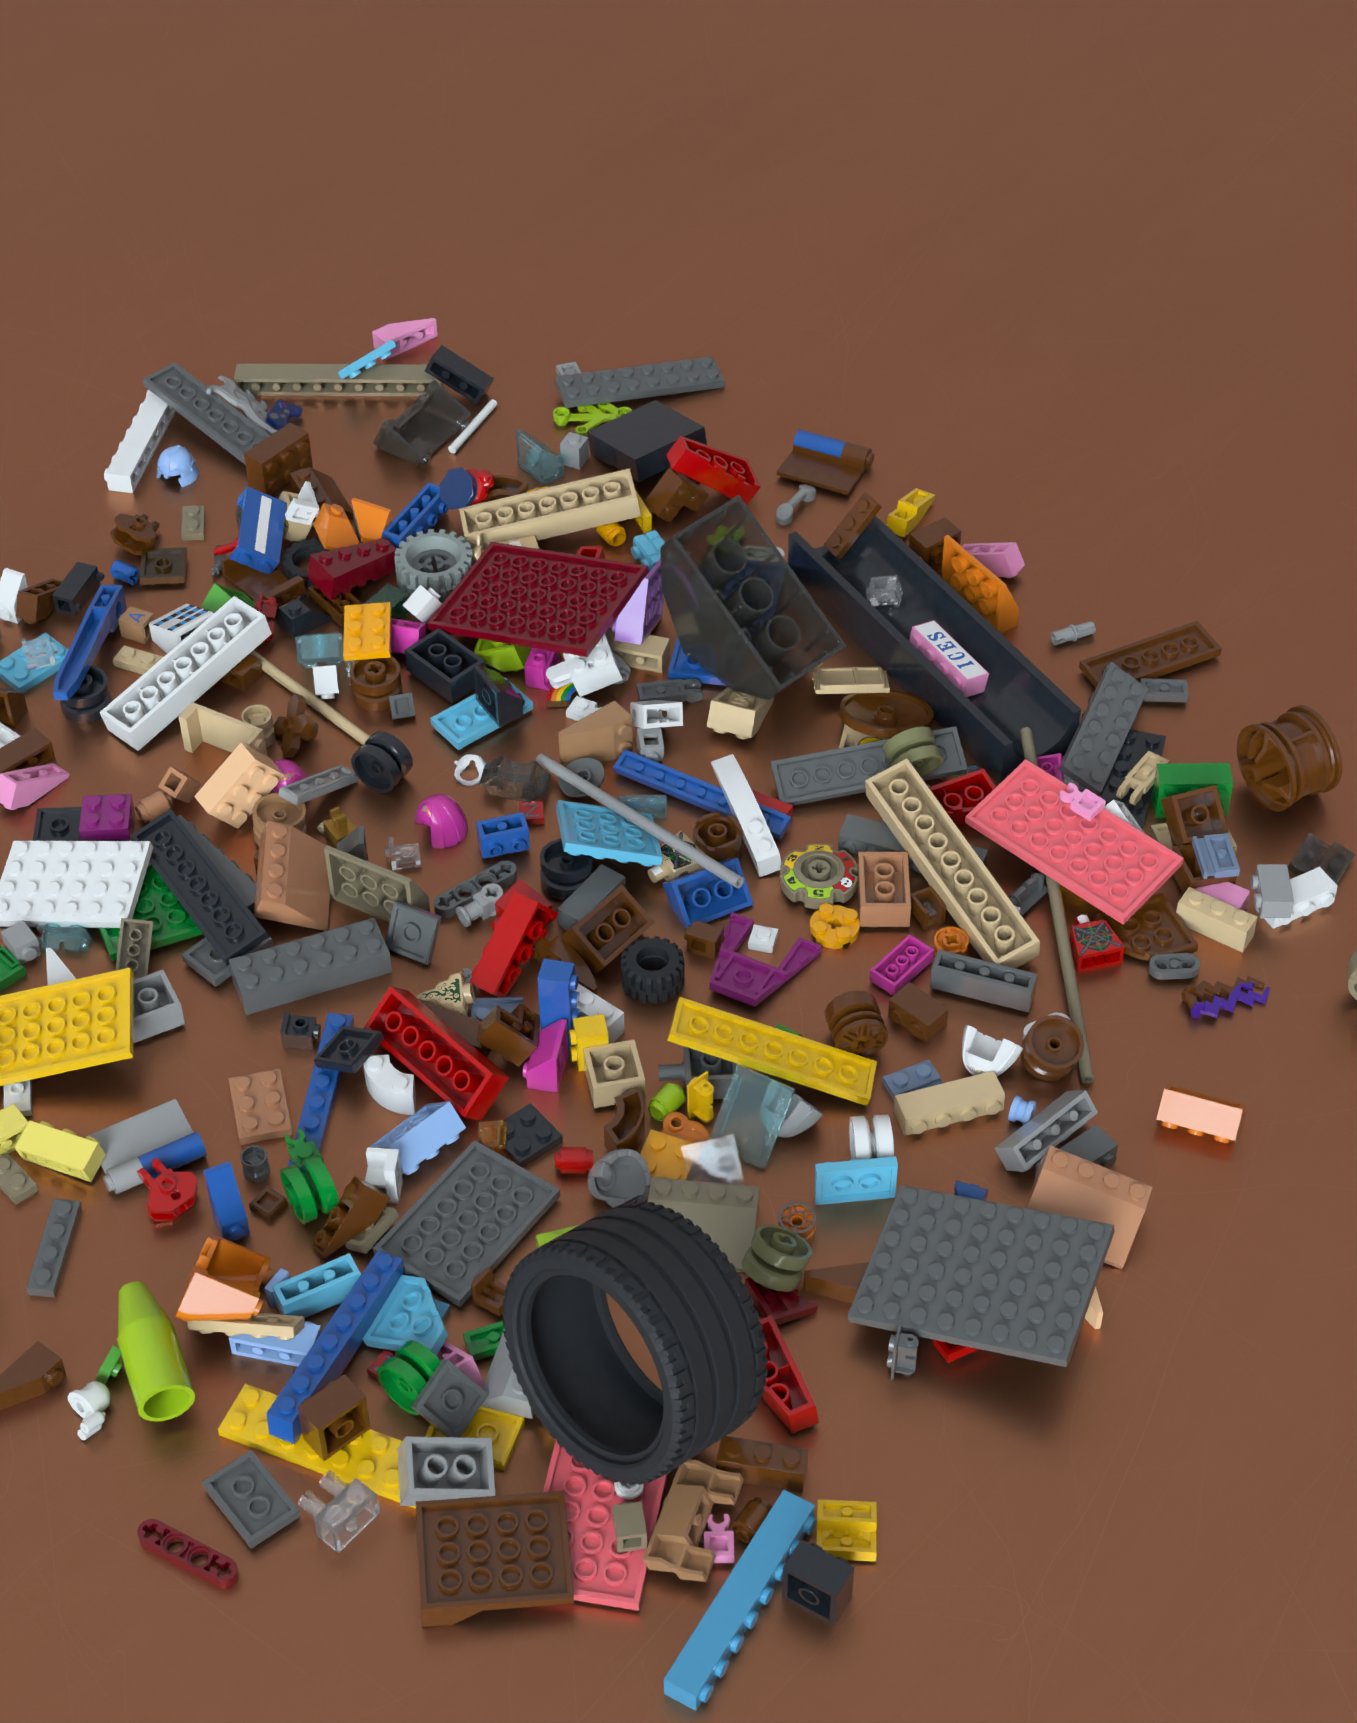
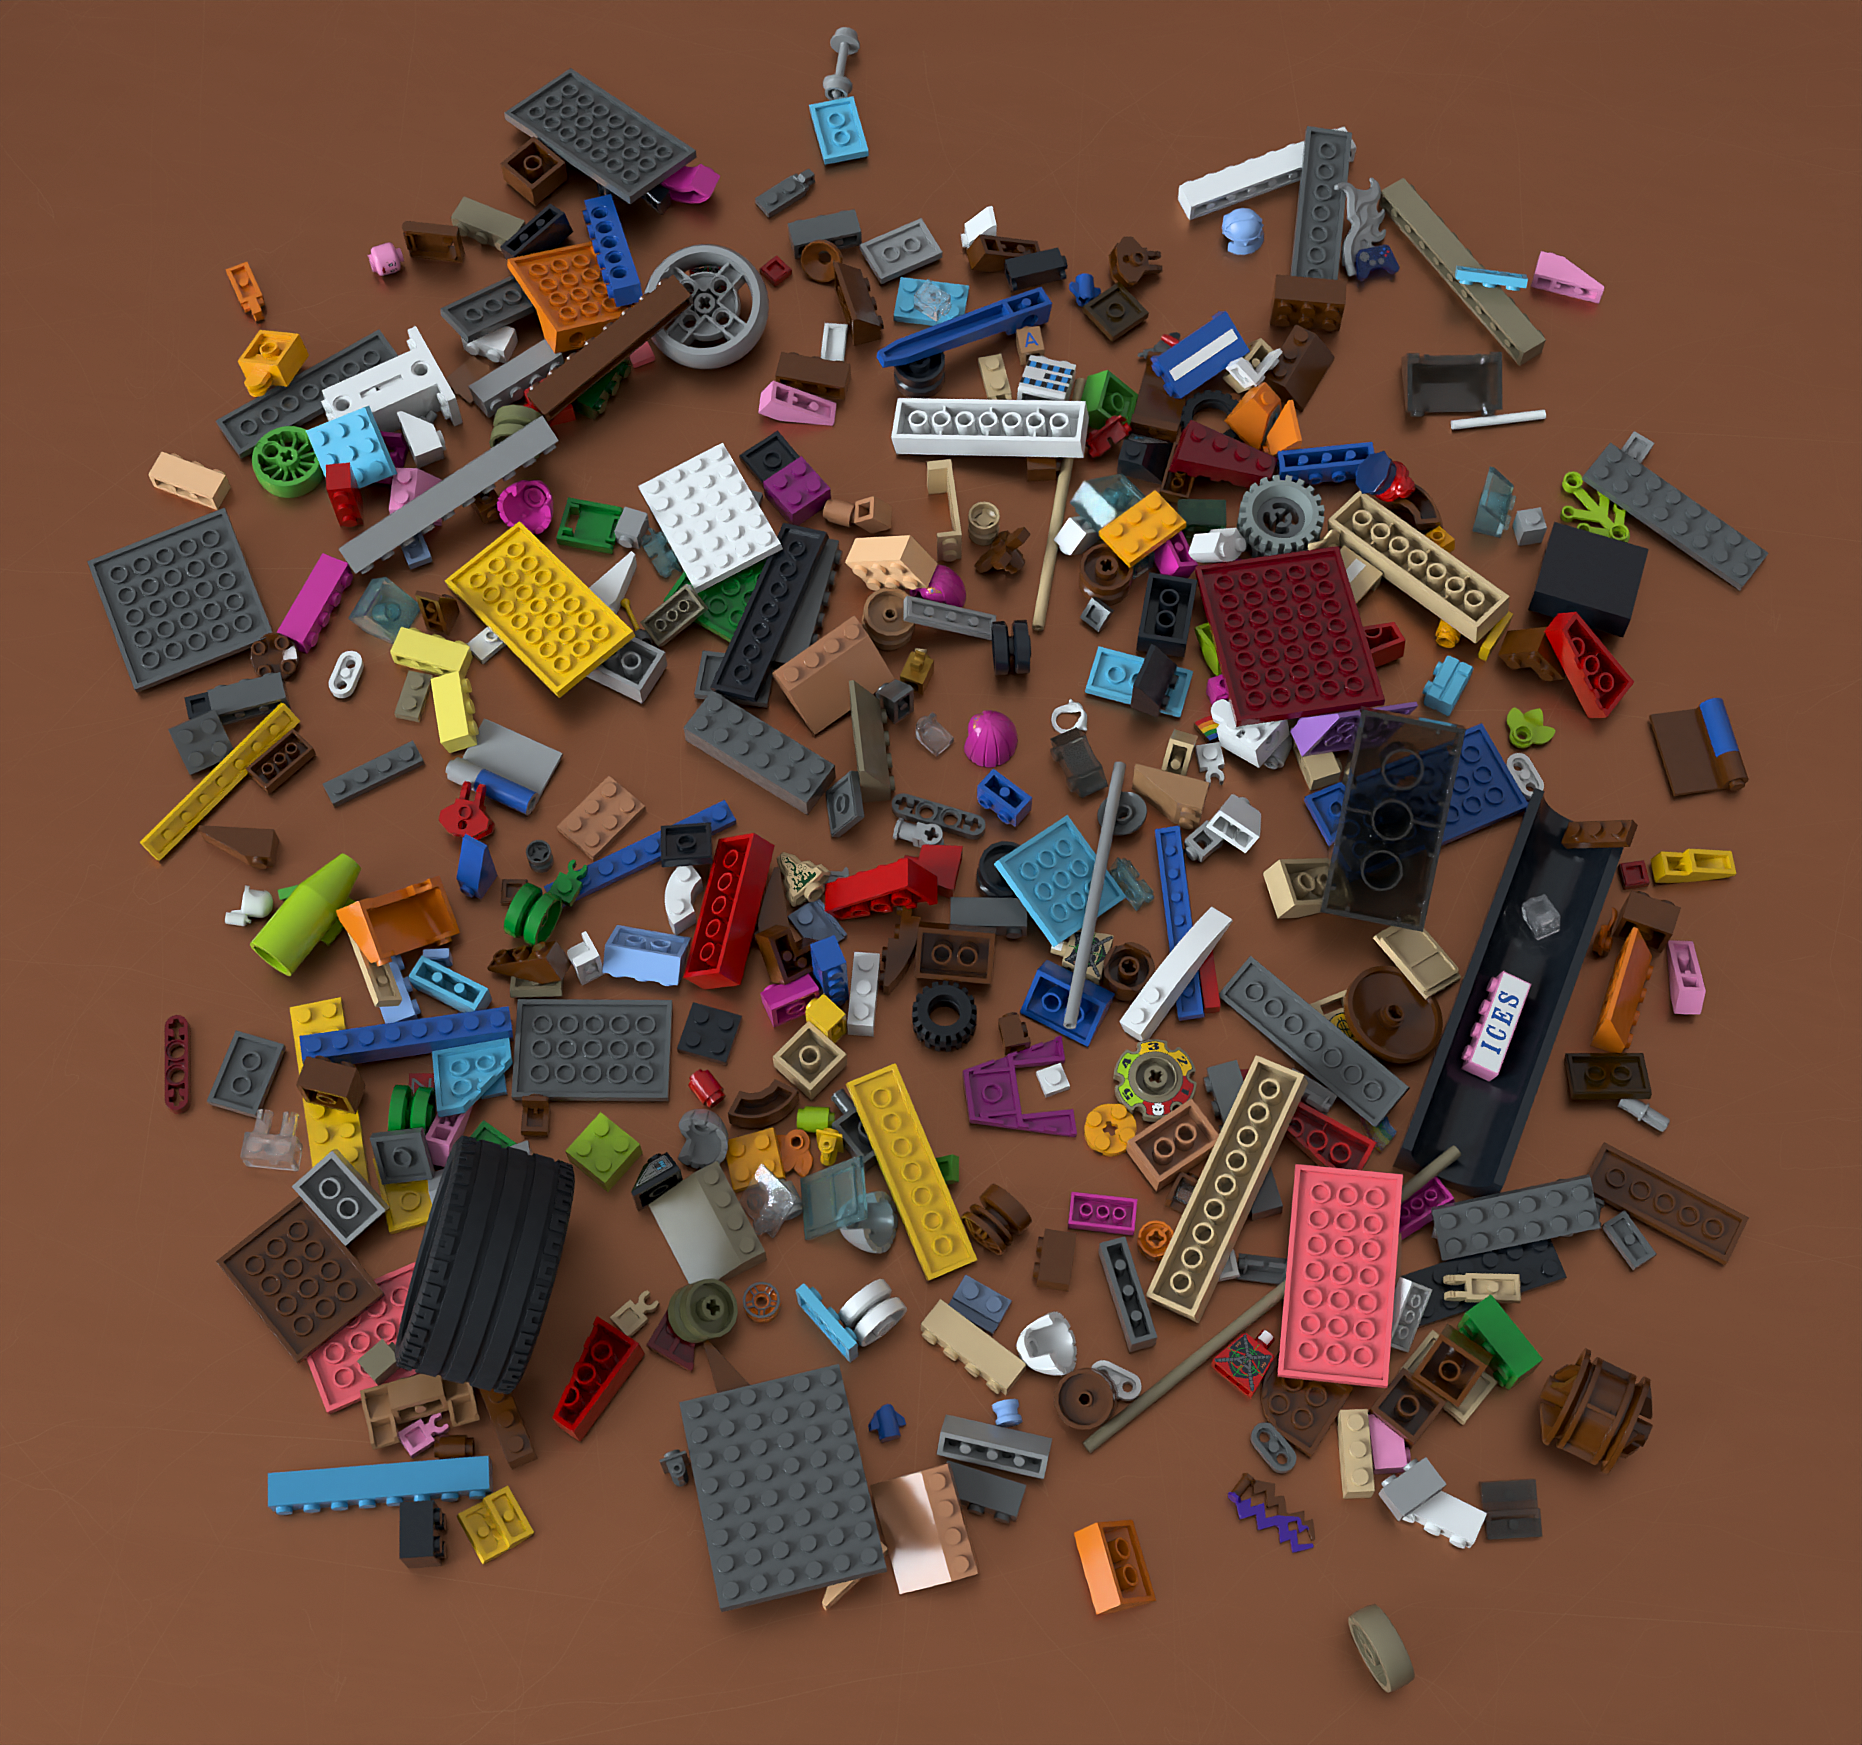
camera: 55 degrees right, 20 degrees up
(193, 523) = (1188, 293): dark tan plate -> none
(299, 1031) = (690, 801): black brick -> none
(459, 374) = (1541, 363): black brick -> none
(492, 1134) = (685, 1009): clear orange plate -> none
(532, 811) = (1056, 800): red tile -> none
(562, 715) = (1179, 752): none -> tan slope
(671, 690) = (1284, 812): dark grey hinge -> none
(784, 512) = (1600, 757): light grey bar -> none
(916, 746) = (1335, 1073): olive wheel -> none
(1034, 631) = (1607, 1076): none -> dark brown tile
(1083, 803) = (1381, 1260): bright pink plate -> none
(1216, 856) = (1412, 1413): sand blue plate -> none

